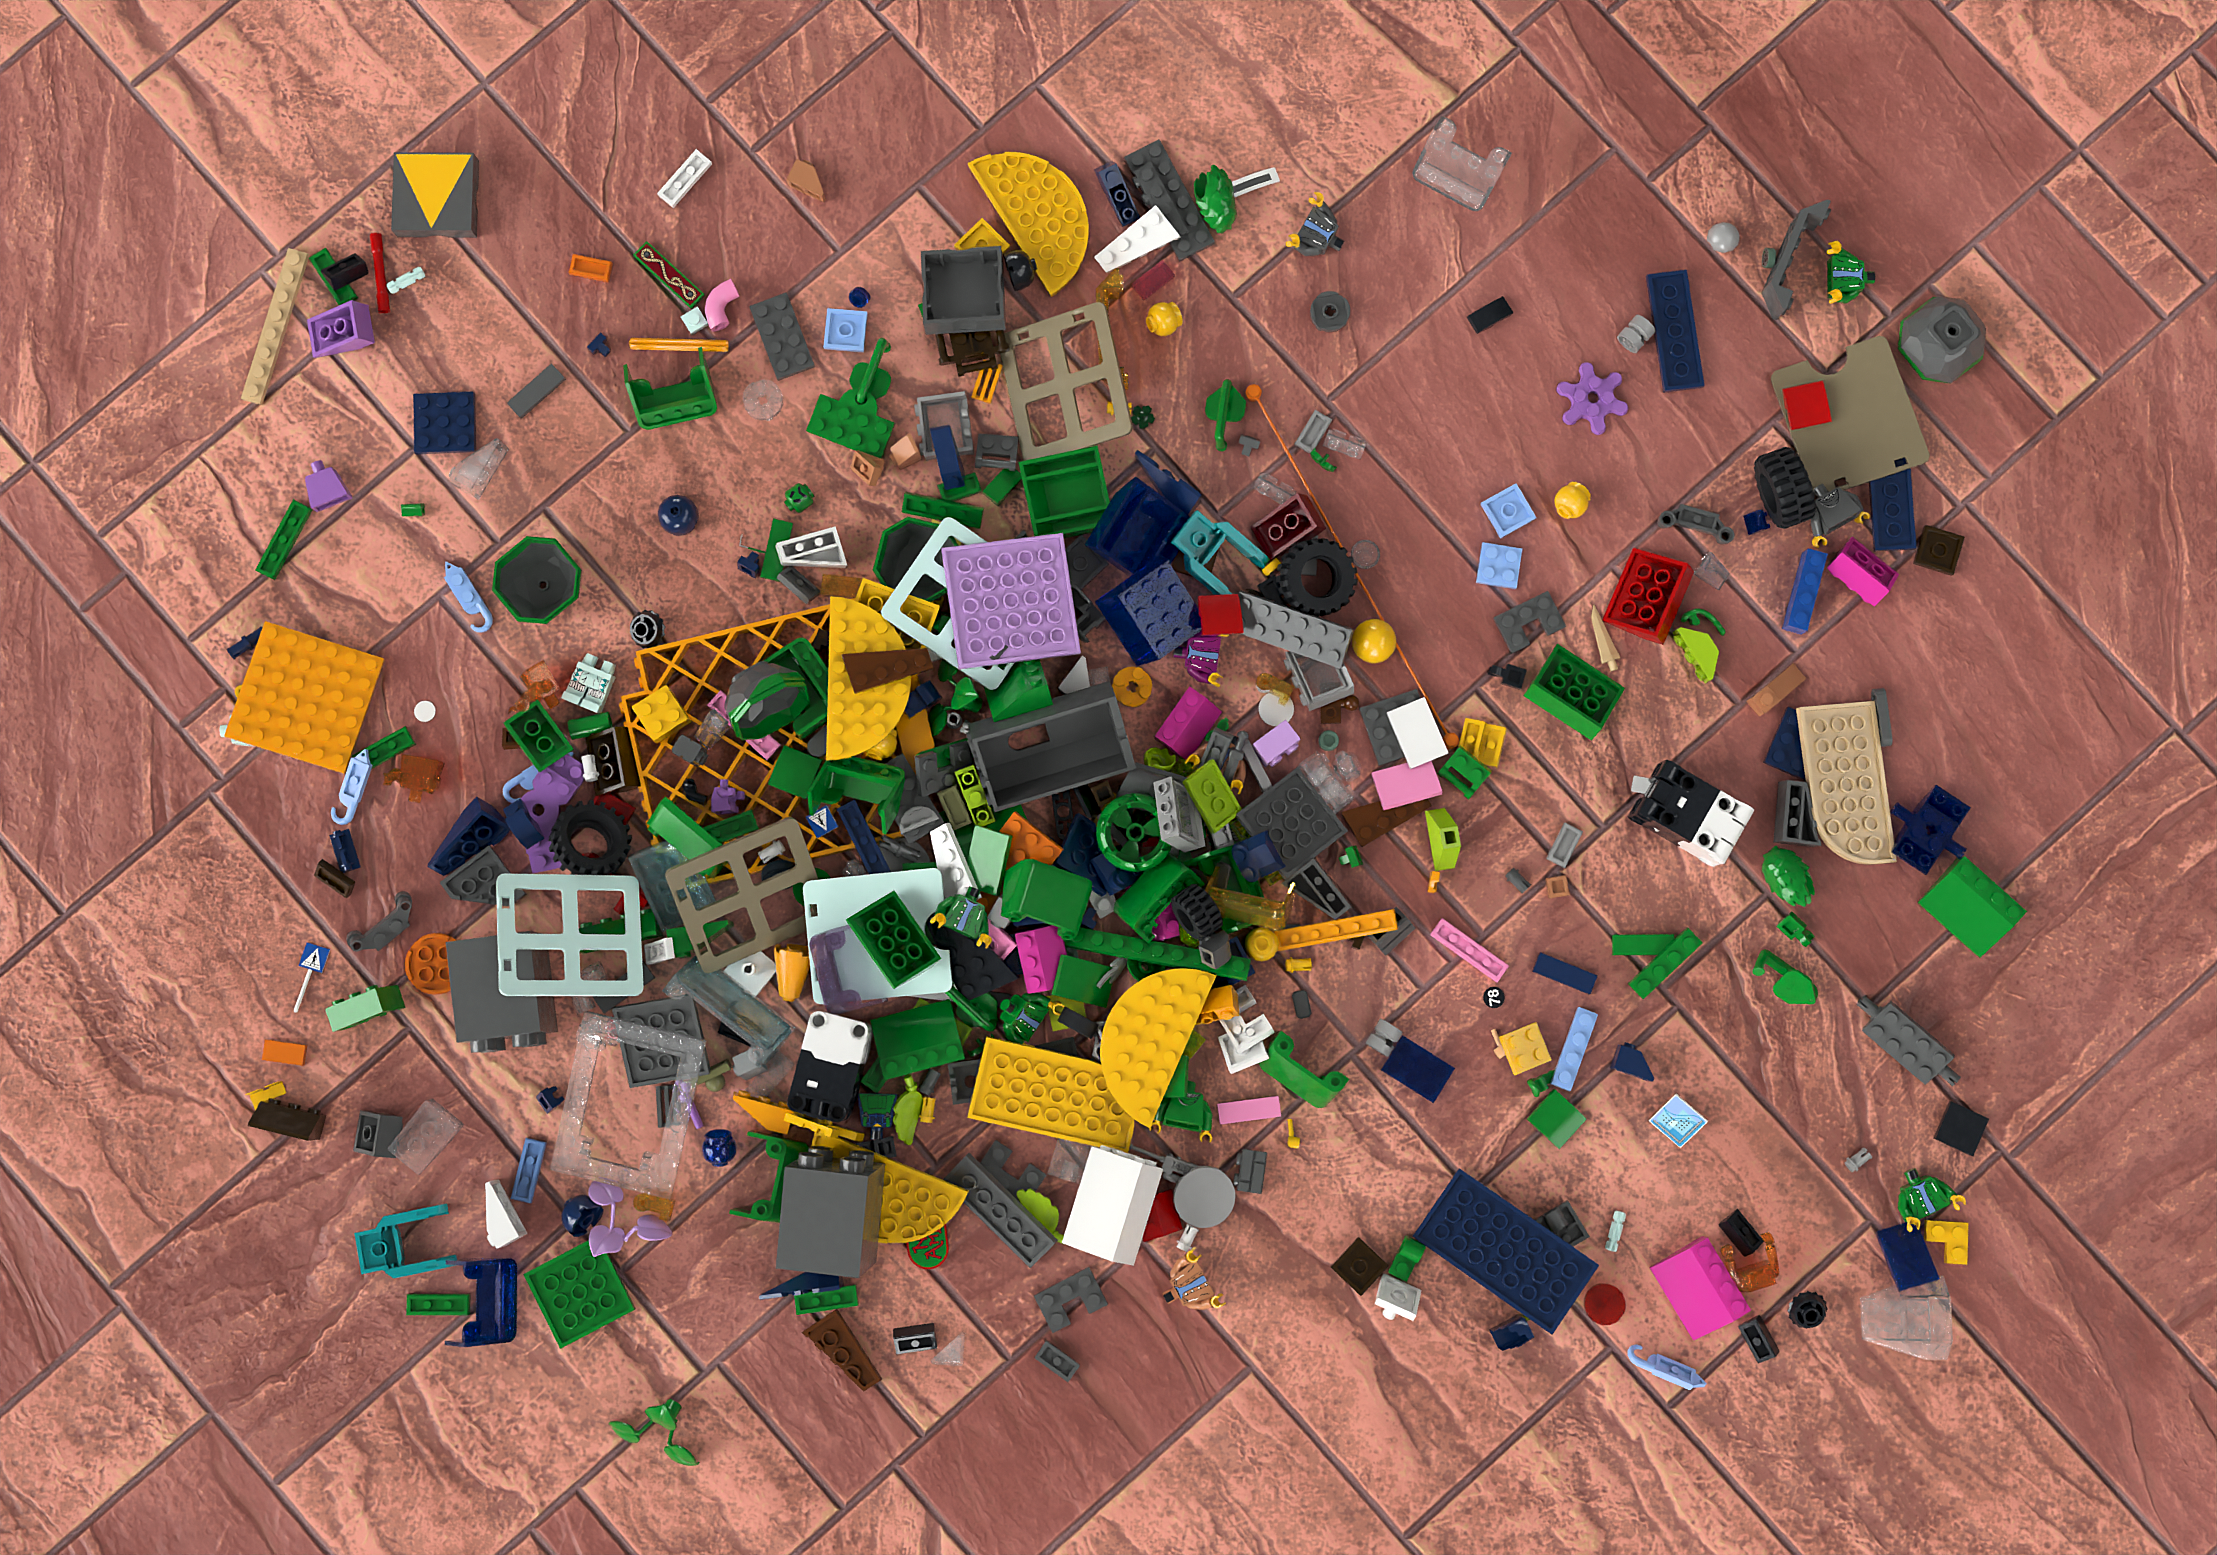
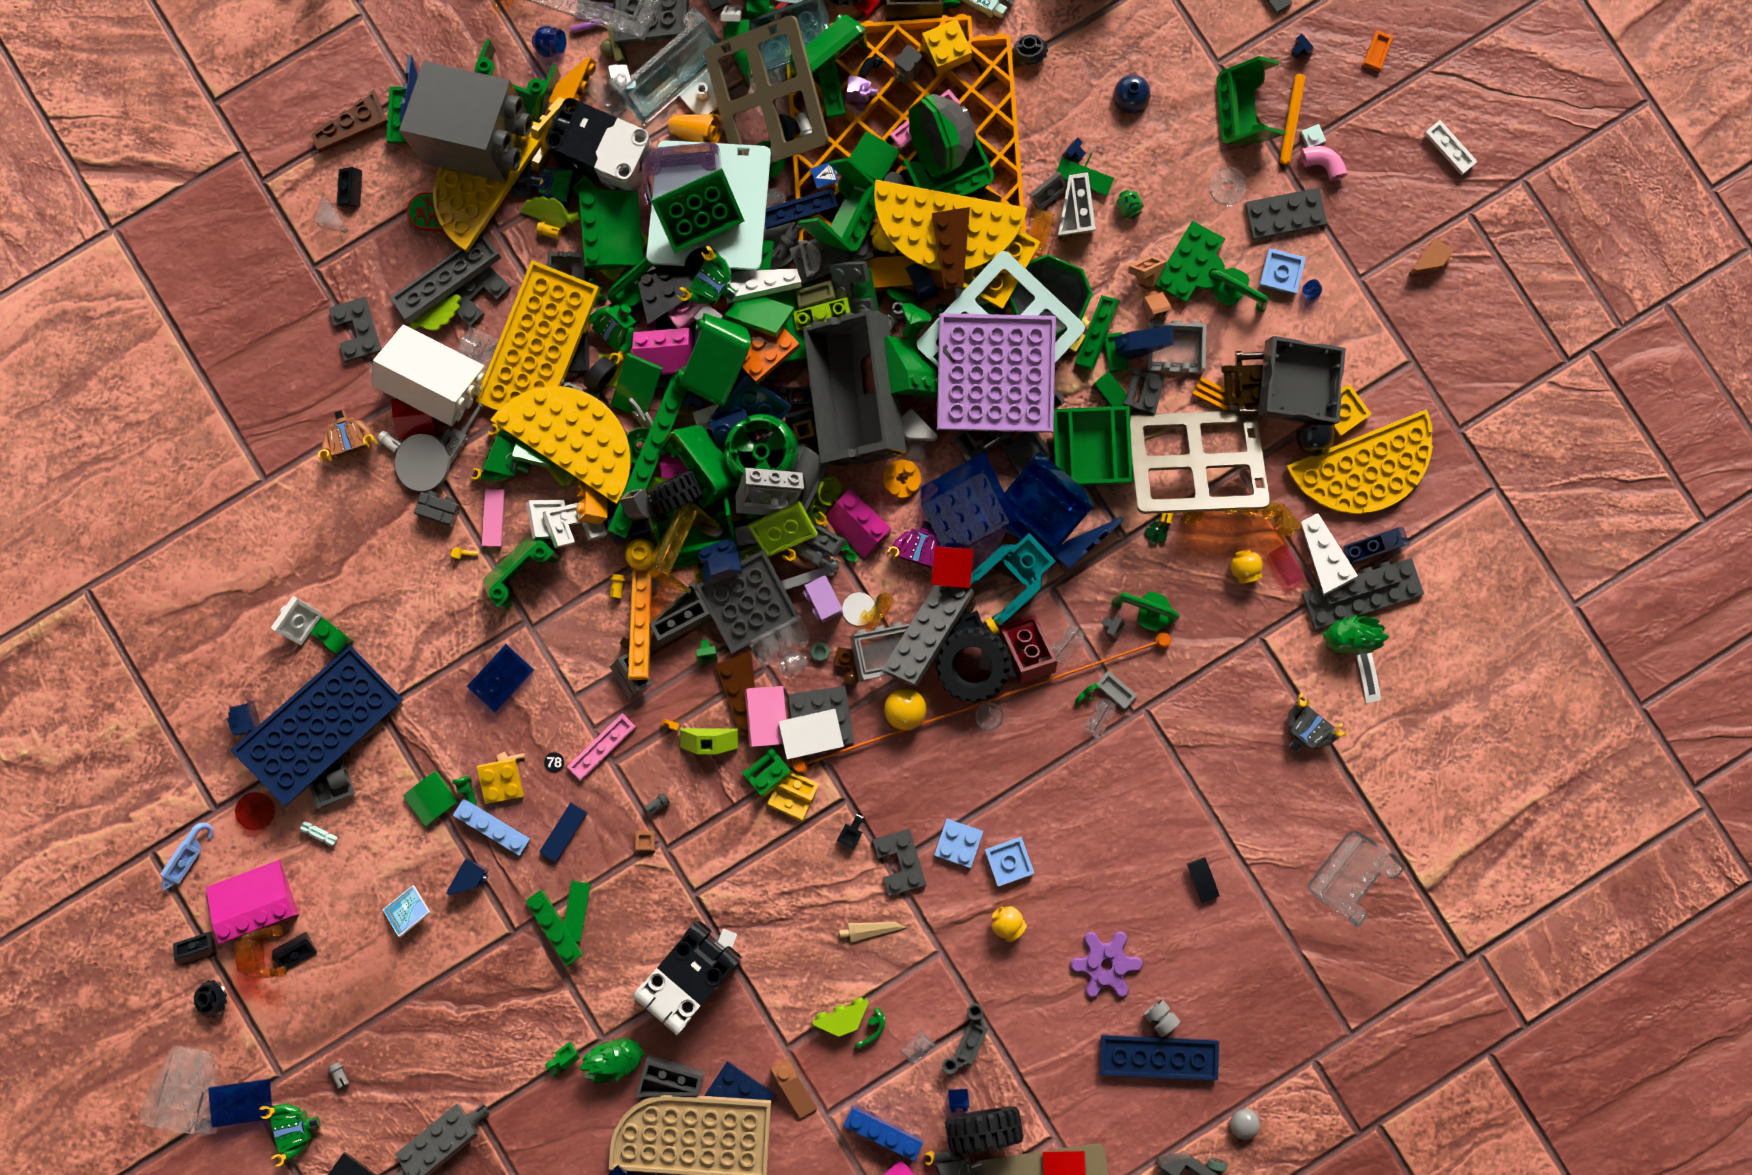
camera: 100 degrees right, 0 degrees up
(669, 275) = (1360, 120): tile -> none
(712, 729) = (924, 86): clear slope -> none
(929, 1082) = (571, 235): dark grey pin -> none
(1057, 1361) = (303, 307): dark grey plate -> none
(1301, 1004) = (580, 583): dark grey piece -> none
(1325, 322) = (1238, 718): dark grey plate -> none
(1359, 1266) = (333, 592): dark brown plate -> none
(1384, 1037) = (534, 651): light grey wheel -> none
(1564, 845) = (682, 854): light grey tile -> none
(1574, 692) = (825, 891): green slope -> none
(1648, 595) = (905, 980): red slope -> none
(1793, 986) = (512, 1047): green piece -> none
(1955, 1238) = (250, 1152): yellow plate -> none

